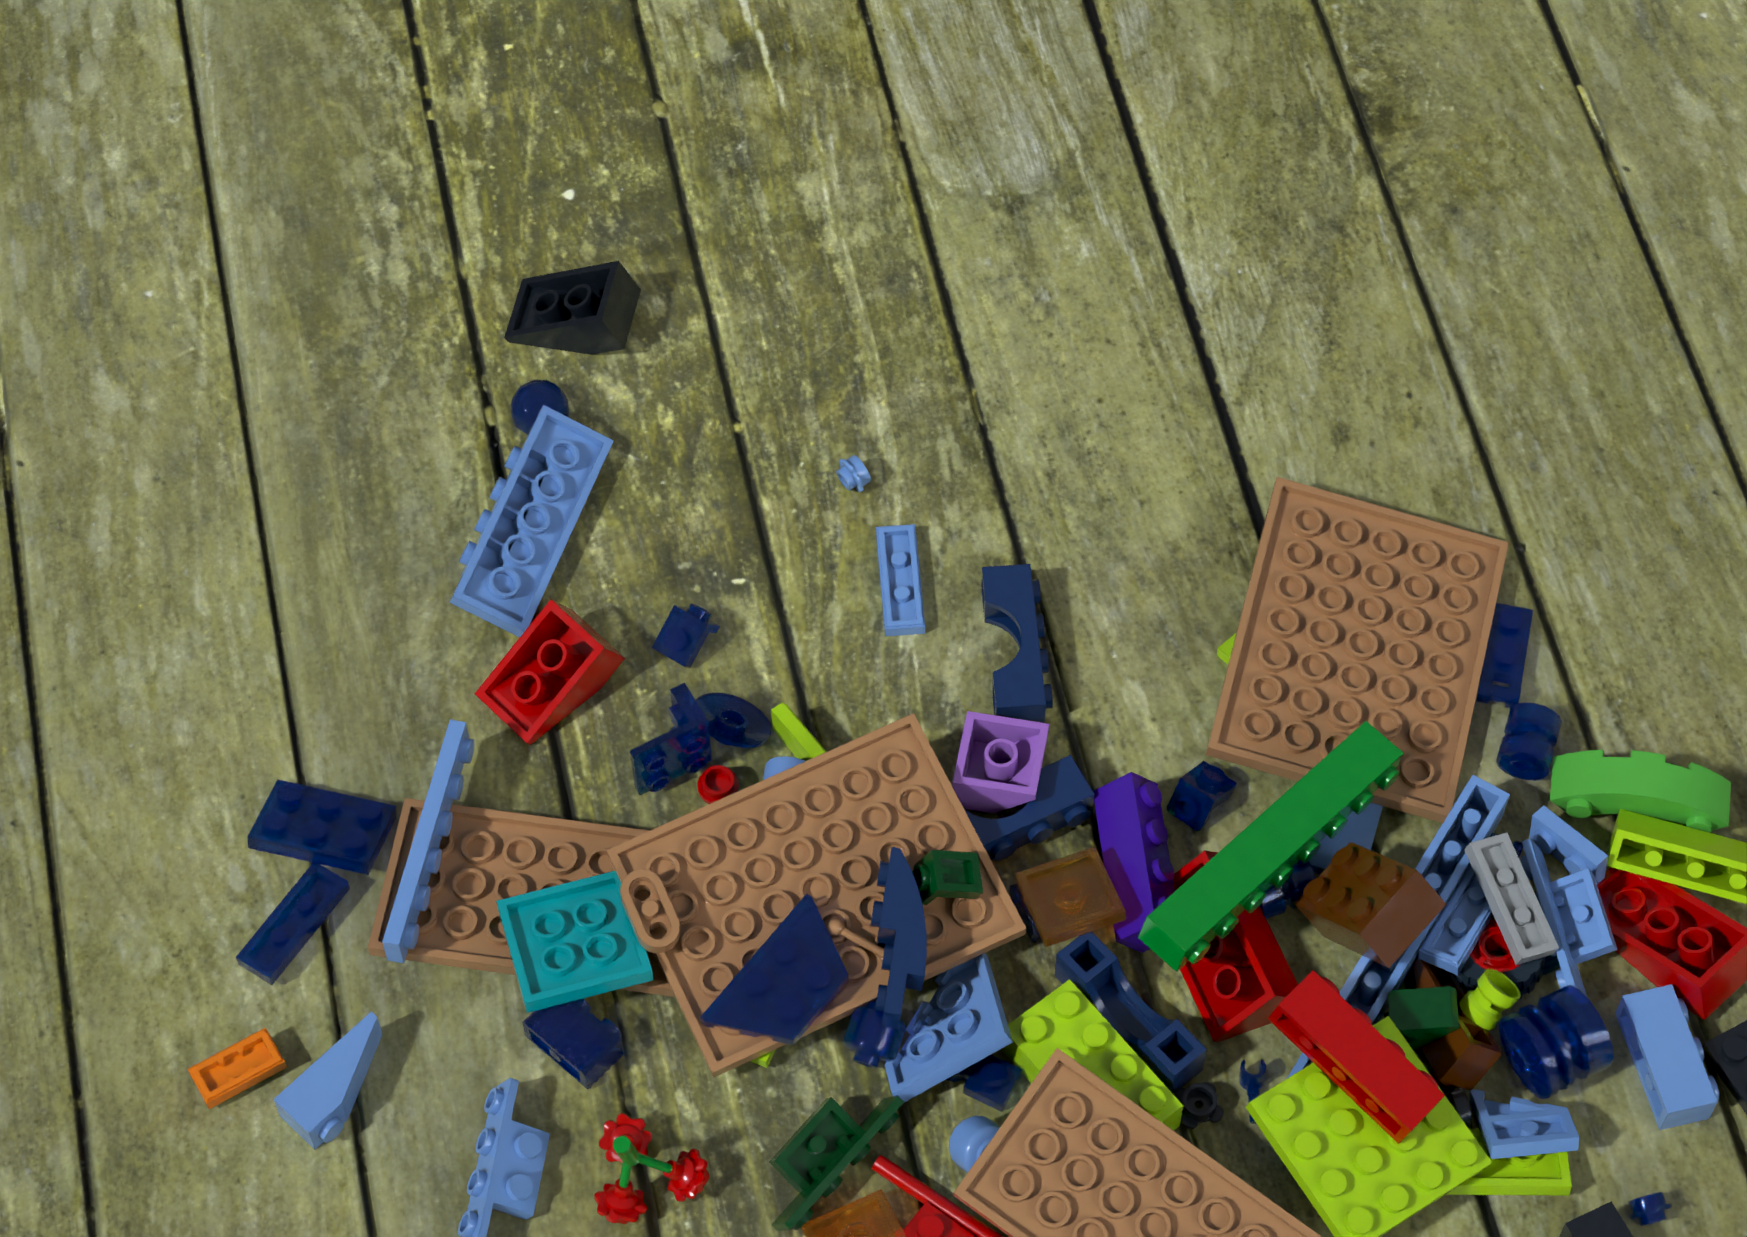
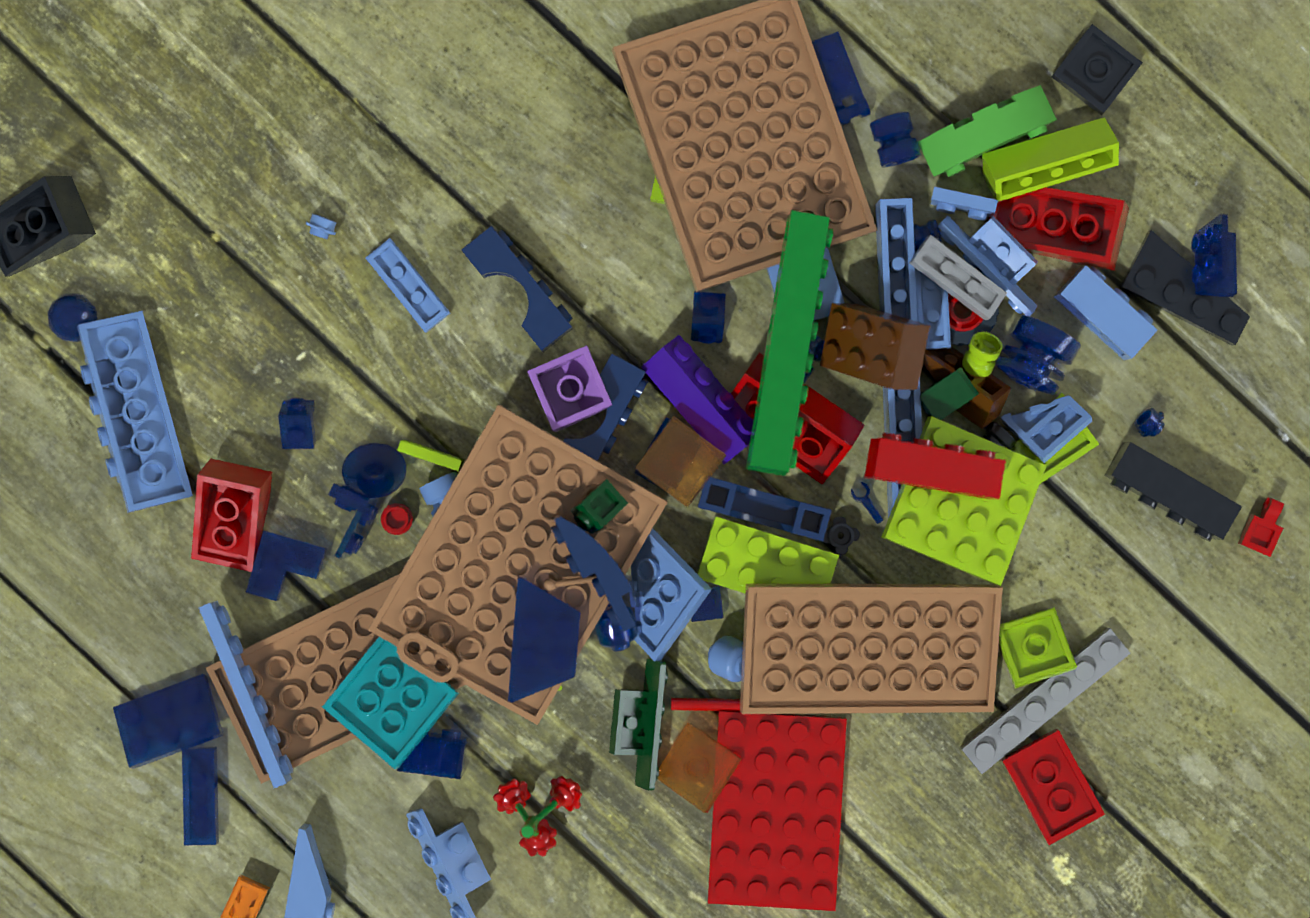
camera: 35 degrees left, 30 degrees up
(565, 742) = (276, 557): none -> clear blue plate

